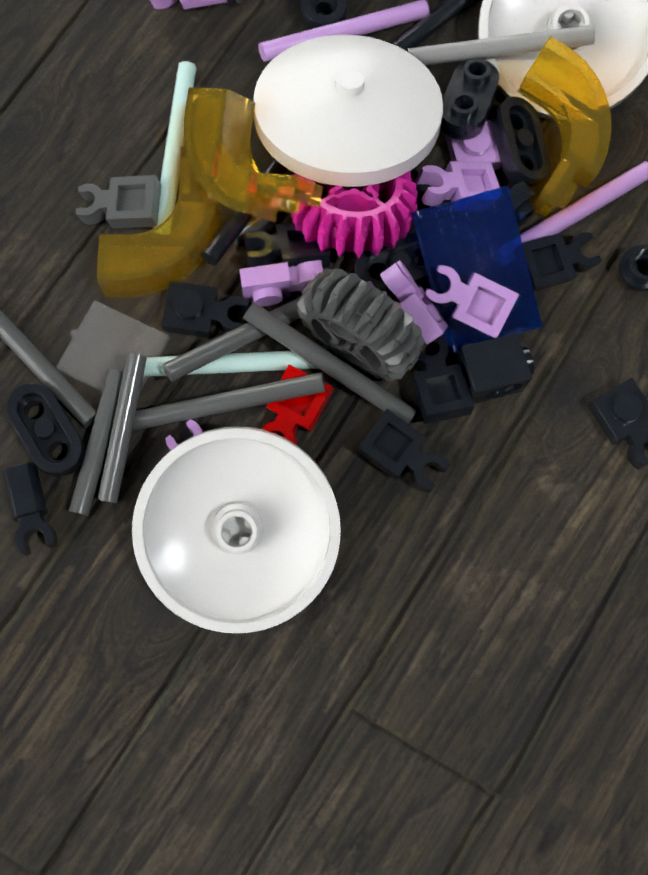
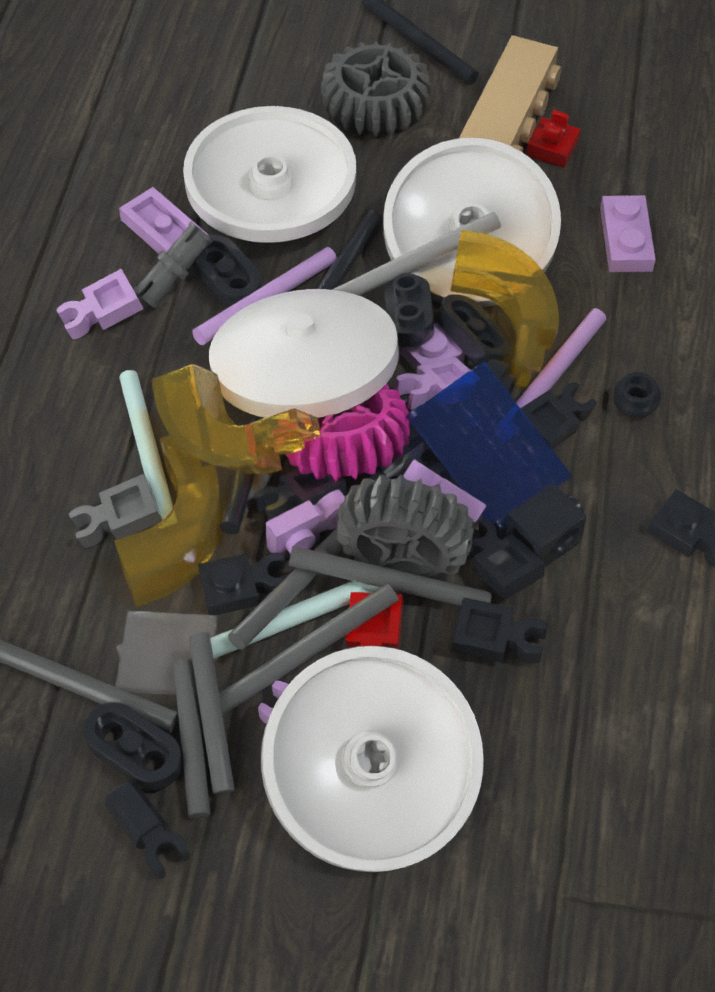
camera: 15 degrees left, 20 degrees down
(479, 303) = (506, 470): lavender plate -> none

